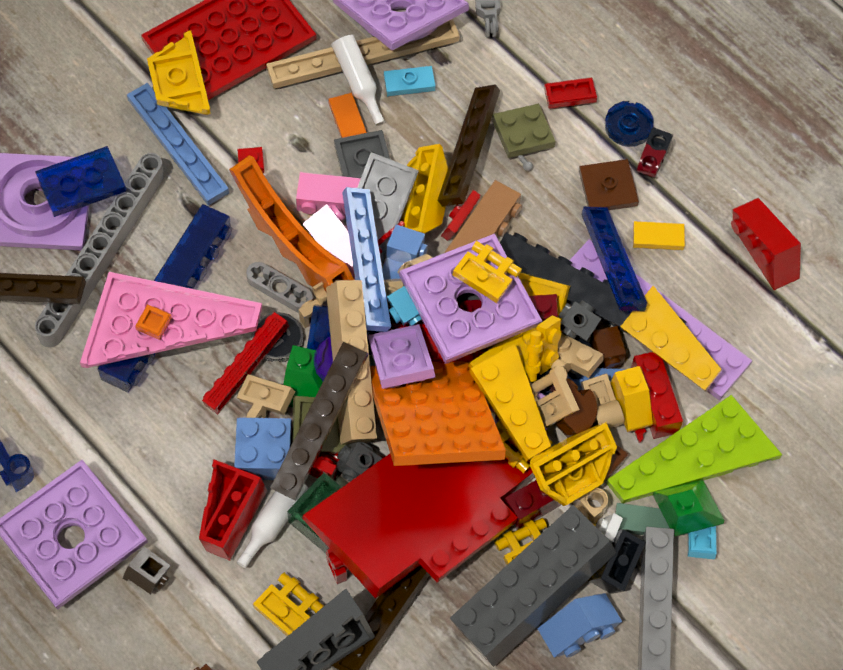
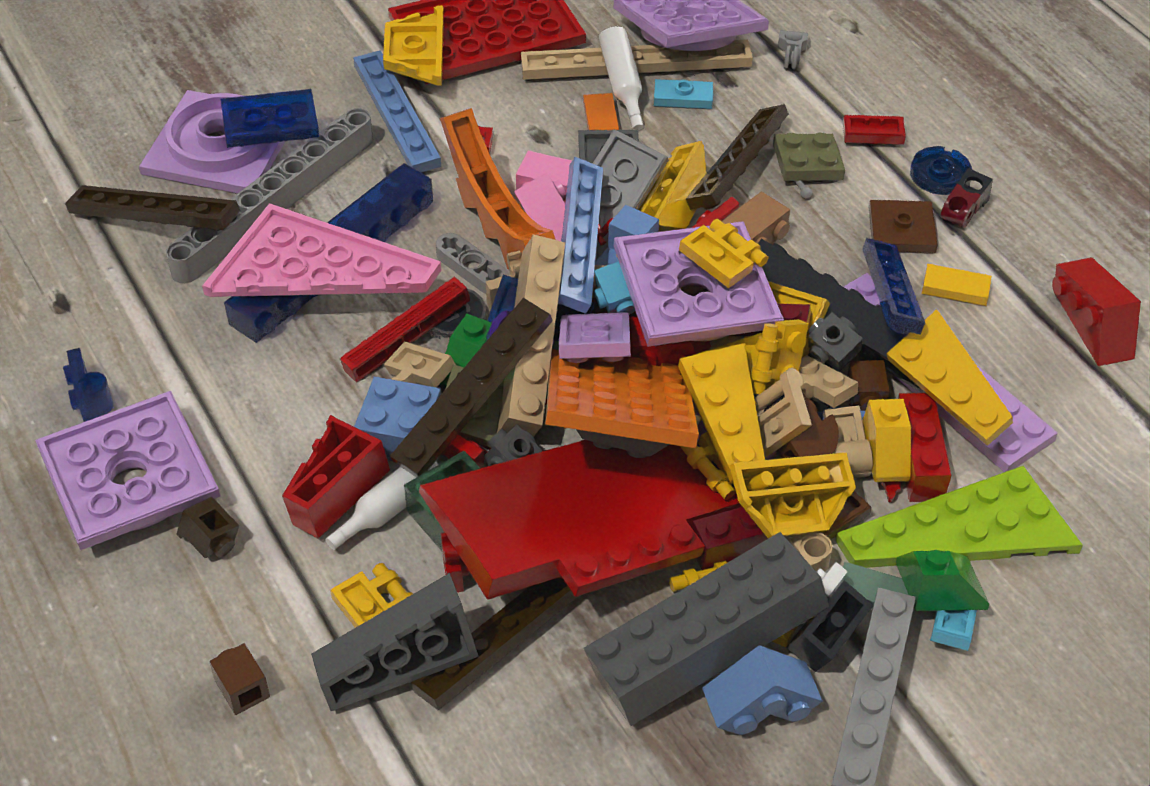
camera: 15 degrees right, 15 degrees down
(153, 322) = (303, 257): orange tile -> none

